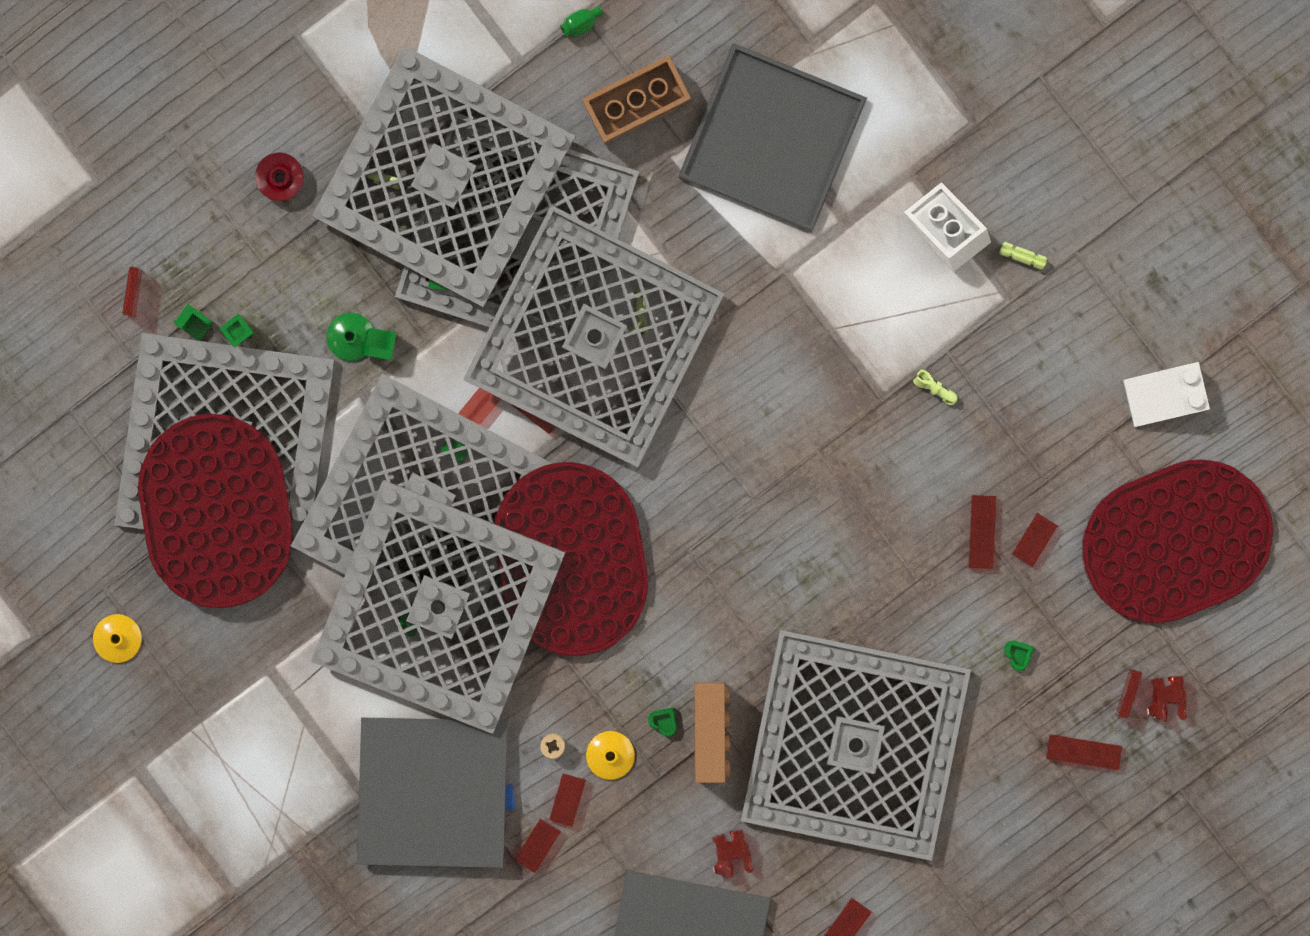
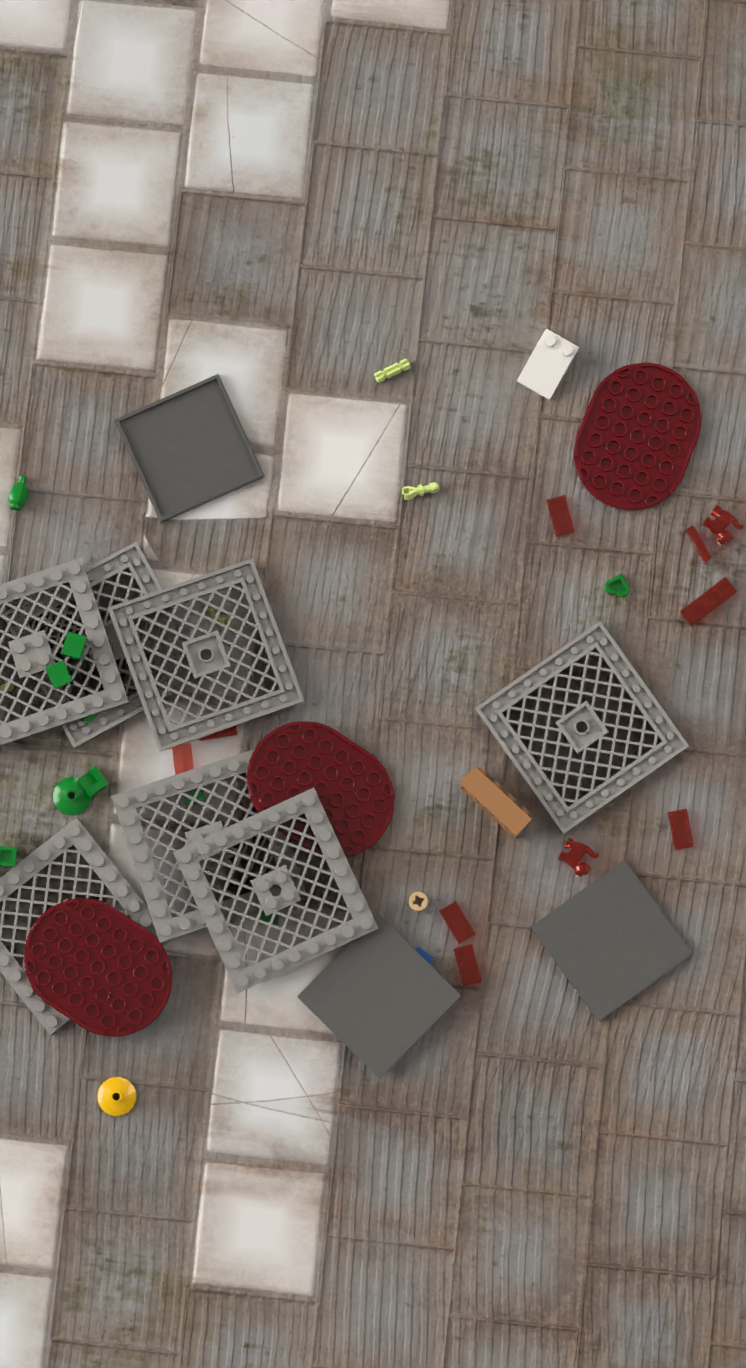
camera: 45 degrees left, 5 degrees down
(446, 220) = (59, 674): none -> green panel
(486, 208) = (74, 646): none -> green panel
(613, 742) = (450, 883): yellow dish -> none
(636, 100) = (94, 504): medium nougat brick -> none
(664, 721) = (464, 824): green tile -> none
(948, 227) = (335, 397): white slope -> none
(982, 532) = (527, 541): clear red tile -> none

